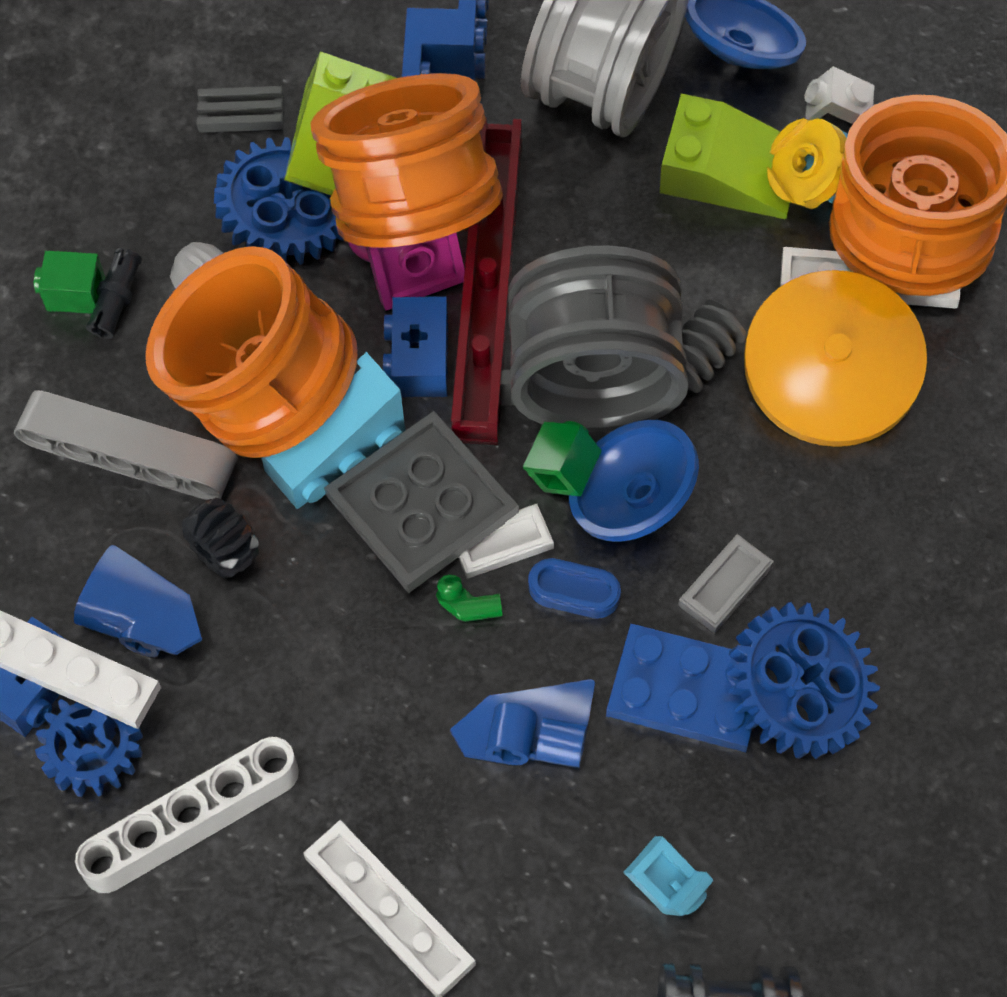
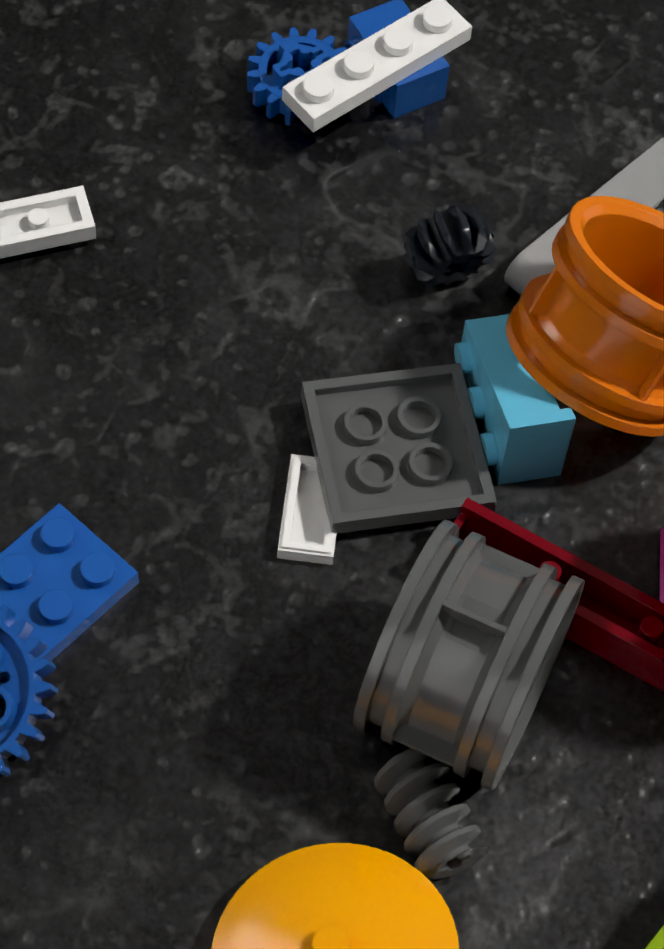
camera: 110 degrees right, 5 degrees down
(136, 606) = (420, 160): blue panel -> none
(163, 814) = (181, 123): white beam -> none
(421, 324) = (617, 522): blue brick -> none
(463, 604) = (258, 437): green arm -> none
(529, 724) = (86, 433): blue panel -> none
(562, 458) = (360, 591): green brick -> none
(574, 588) = (215, 548): blue tile -> none
(637, 481) = (290, 641): blue dish -> none
(725, 583) = (129, 697): light grey tile -> none

